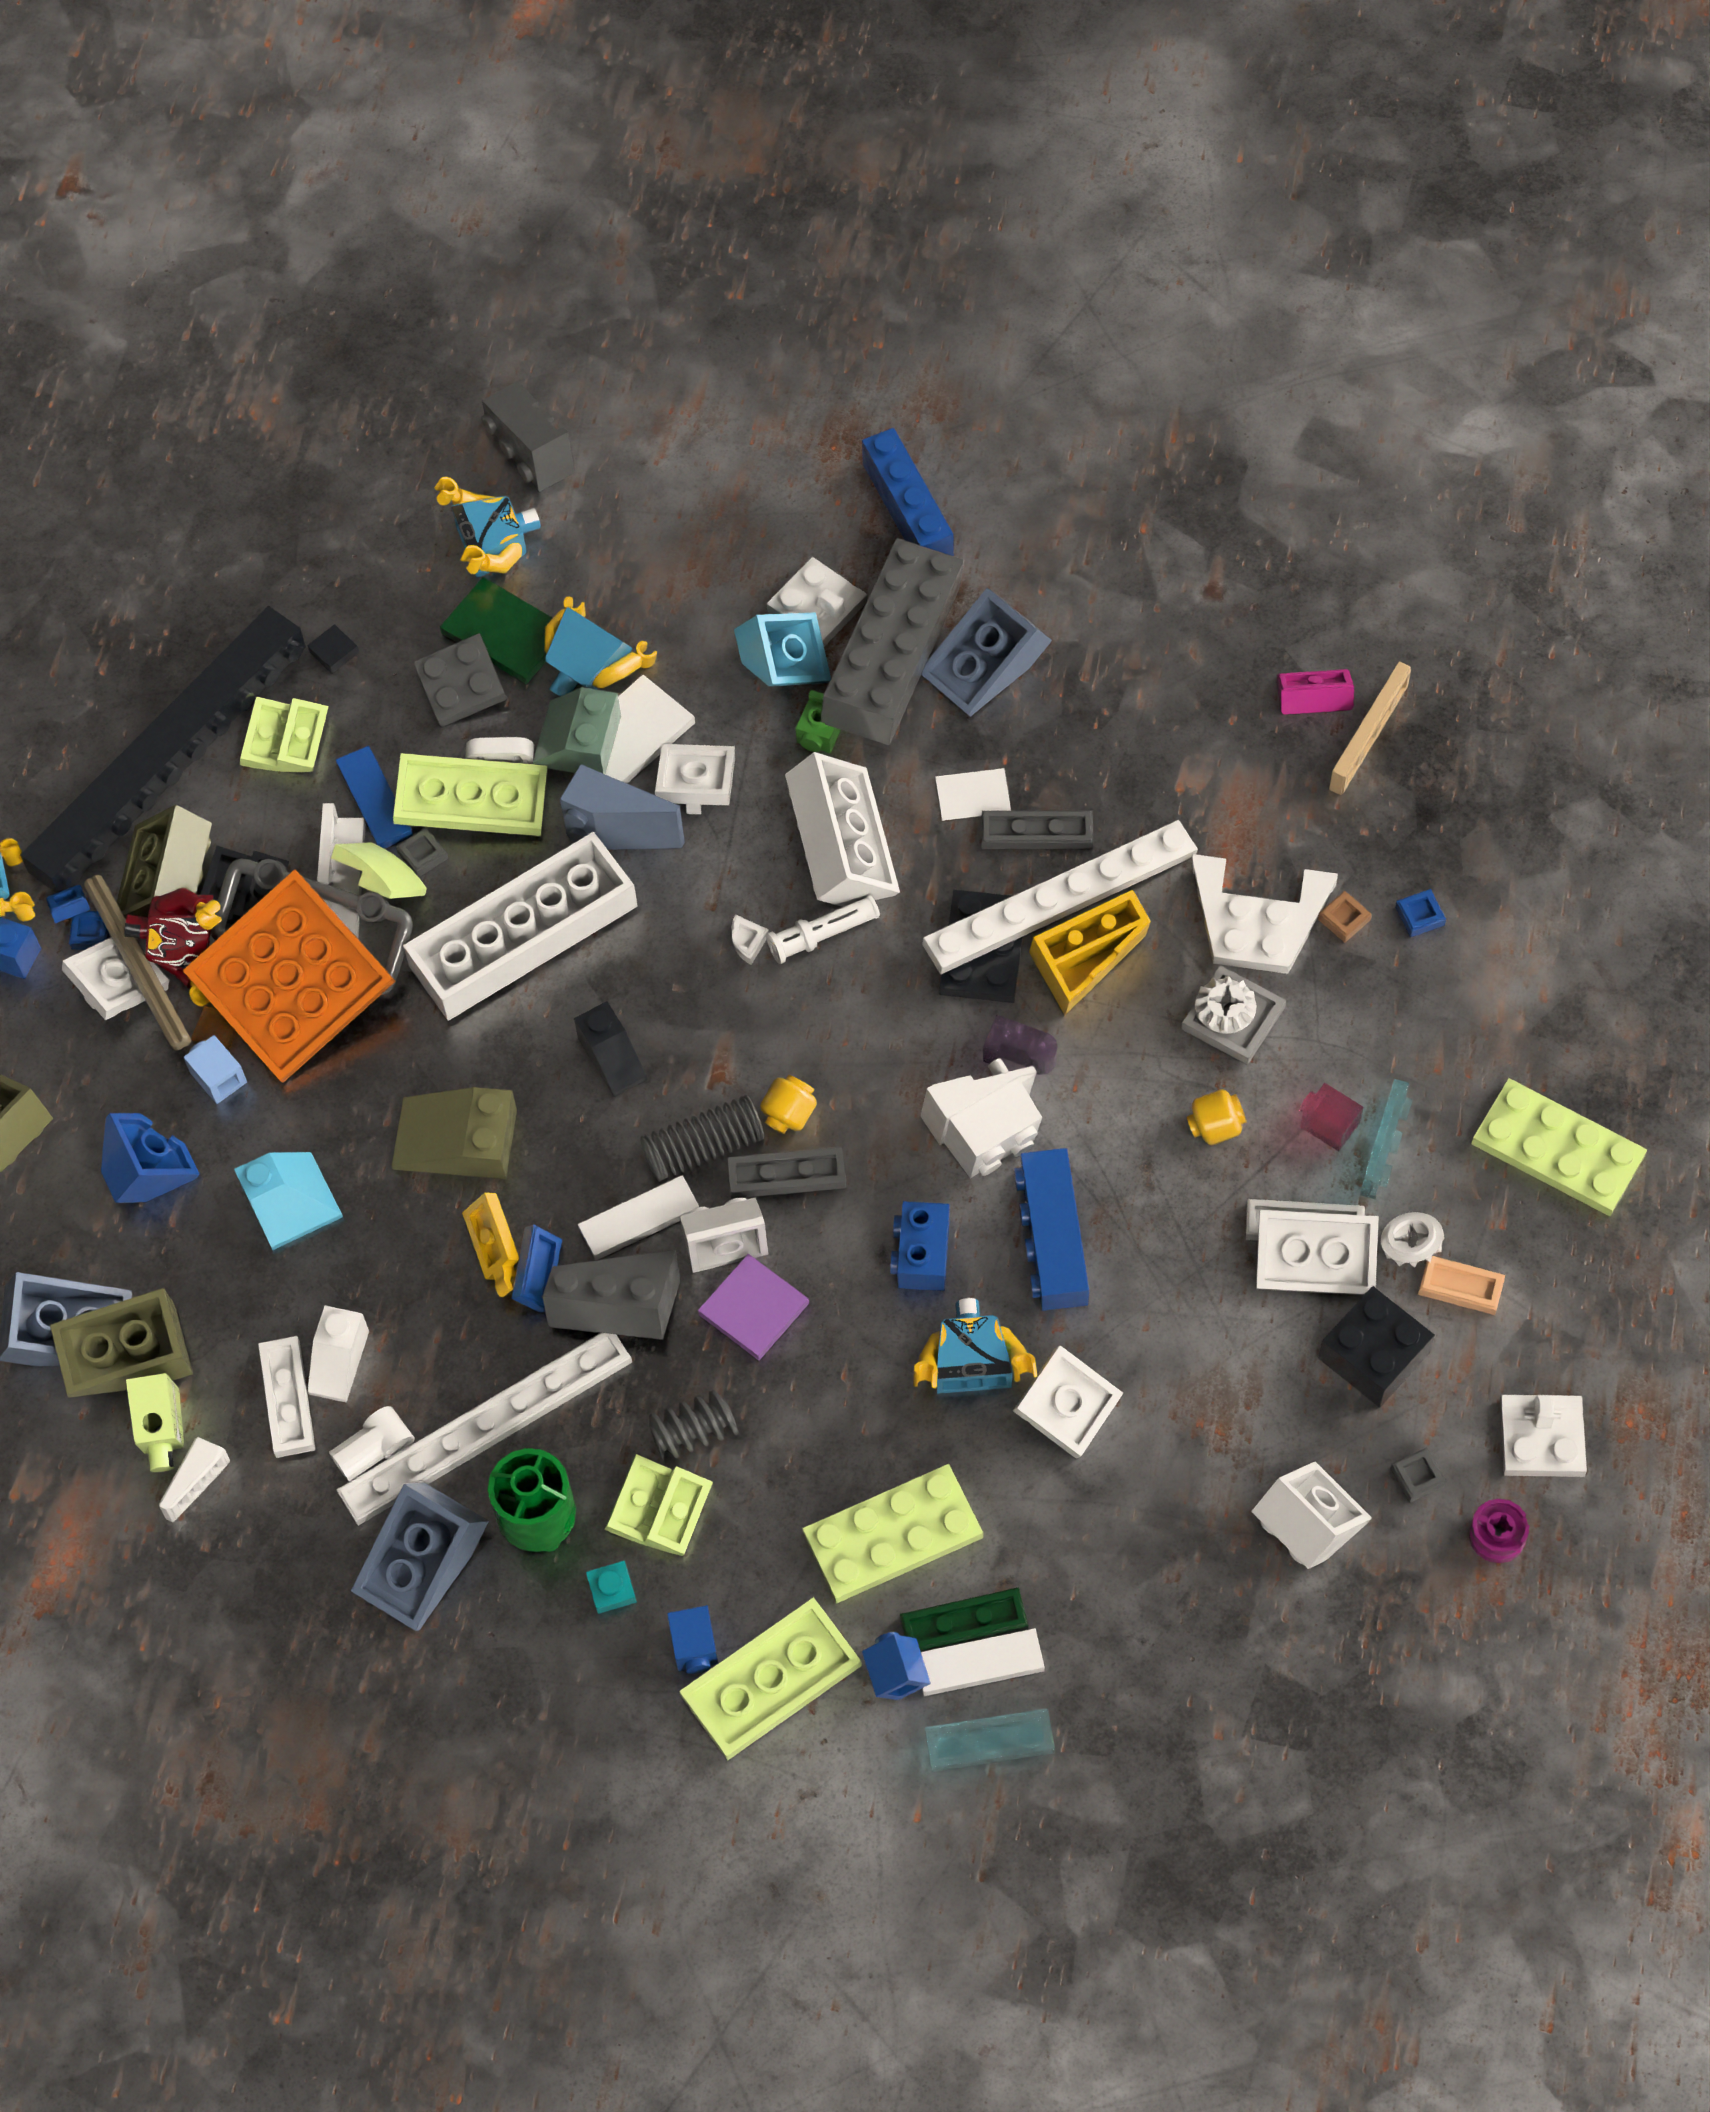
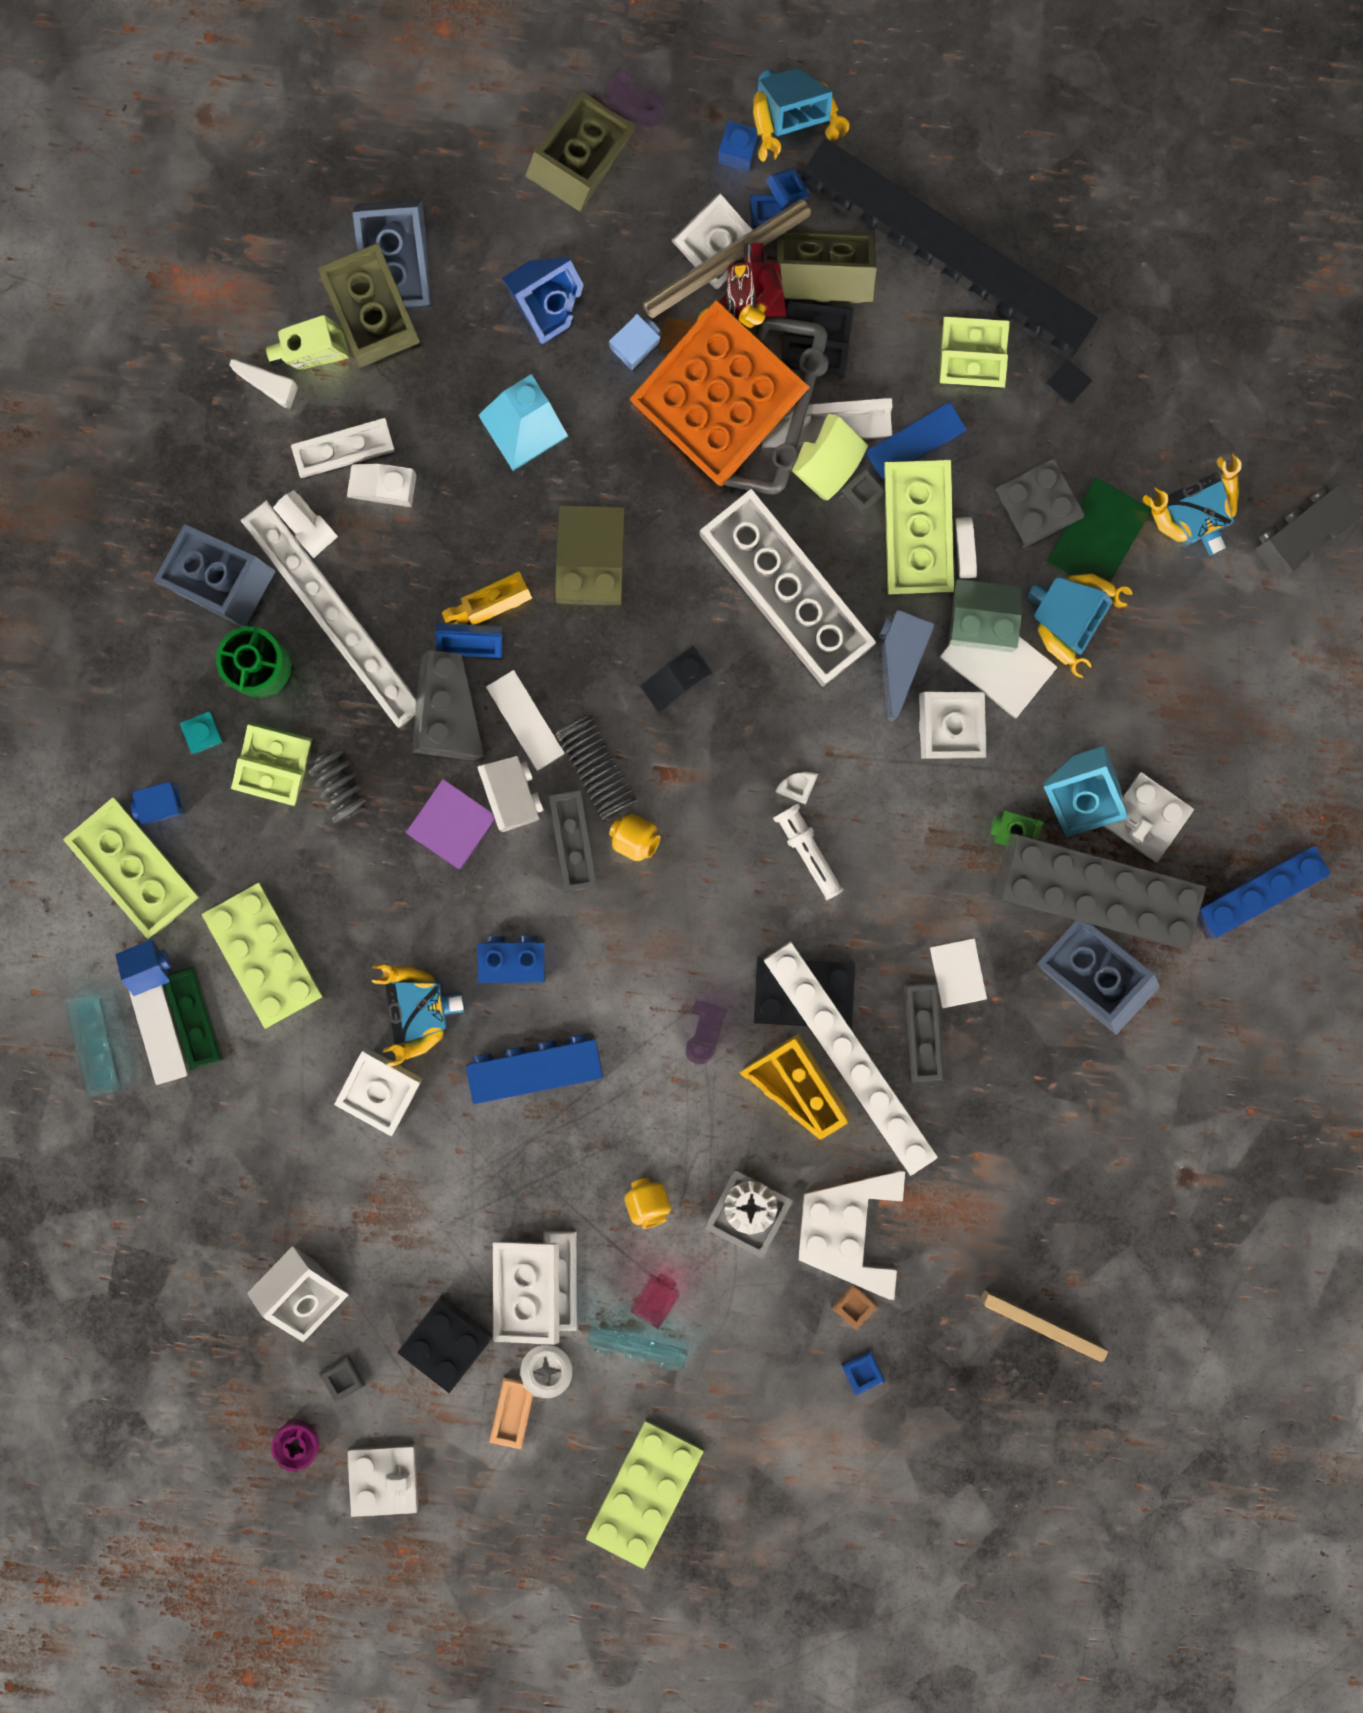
camera: 80 degrees right, 25 degrees up
(841, 831) = (905, 860): white slope -> none
(984, 1117) = (623, 1008): white piece -> none
(1315, 691) = (1084, 1274): dark pink slope -> none

